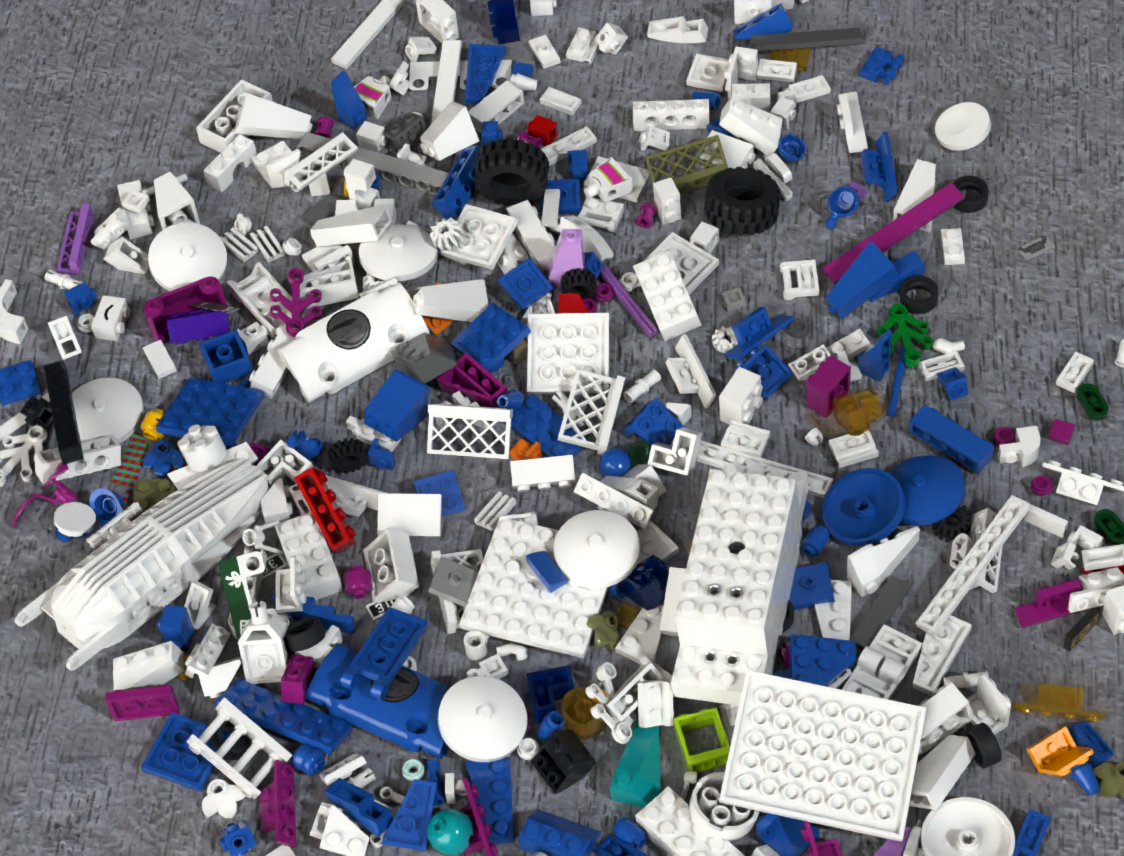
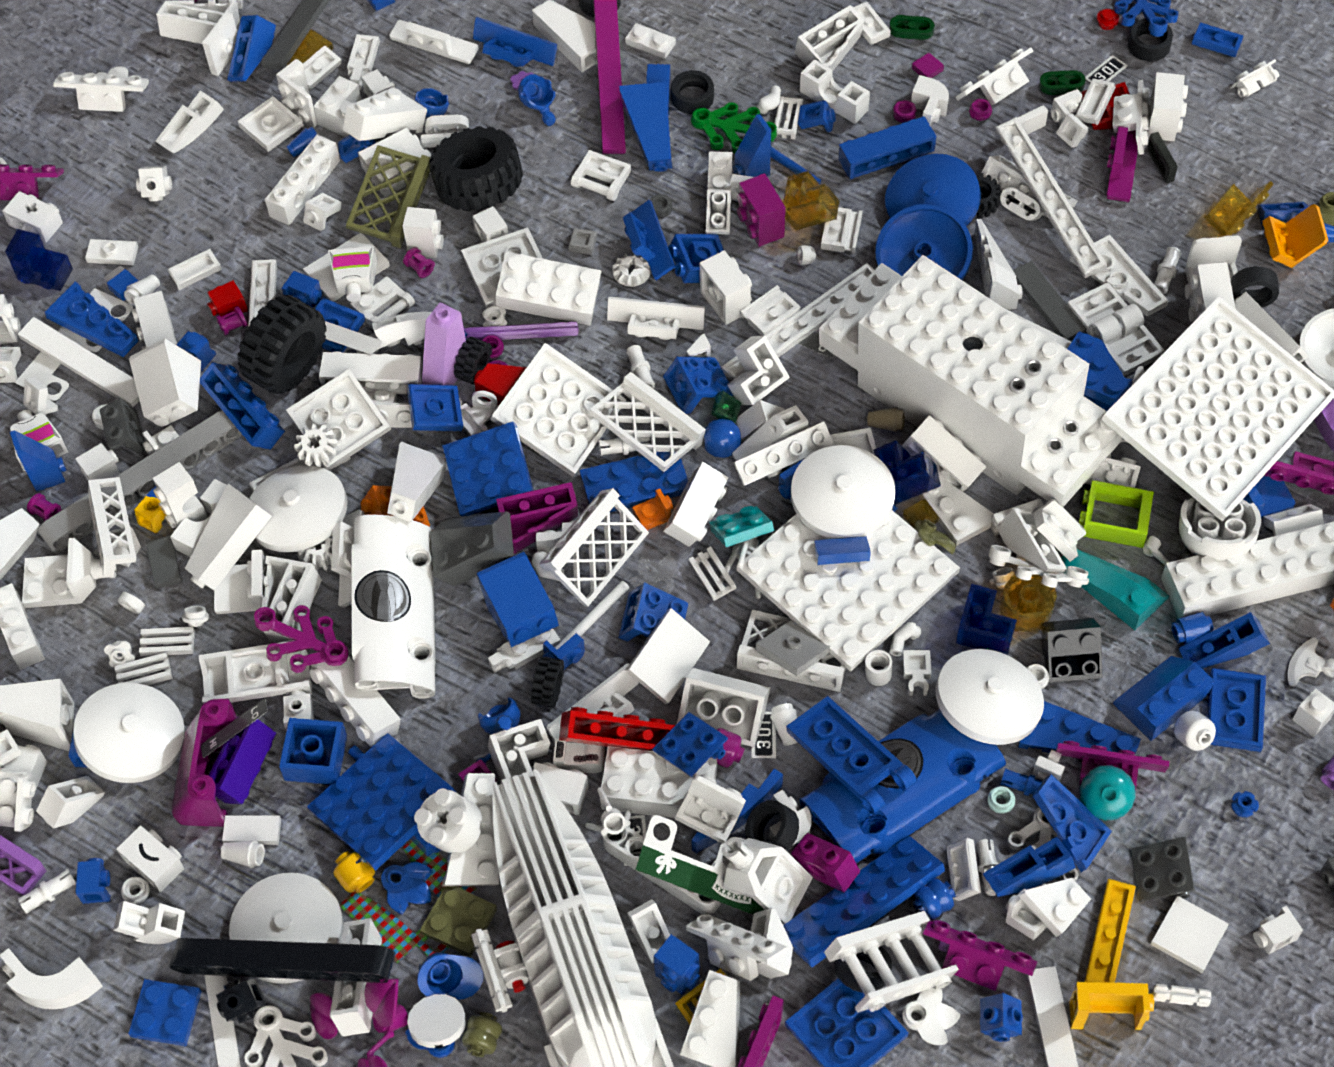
camera: 65 degrees left, 5 degrees up
(77, 549) = (482, 1034): none -> olive piece
(139, 364) = (244, 853): none -> white cone
(282, 210) = (131, 603): none -> white tile
(337, 555) = (691, 744): none -> blue hinge
(426, 461) = (597, 612): none -> white bar
(512, 400) = (582, 484): blue cone -> none
(540, 507) = (741, 526): none -> teal plate
(551, 722) = (1027, 639): blue cone -> none
(583, 46) = (135, 213): white plate -> none
(981, 380) = (819, 85): none -> white arch
(1030, 355) = (830, 39): none -> white wedge

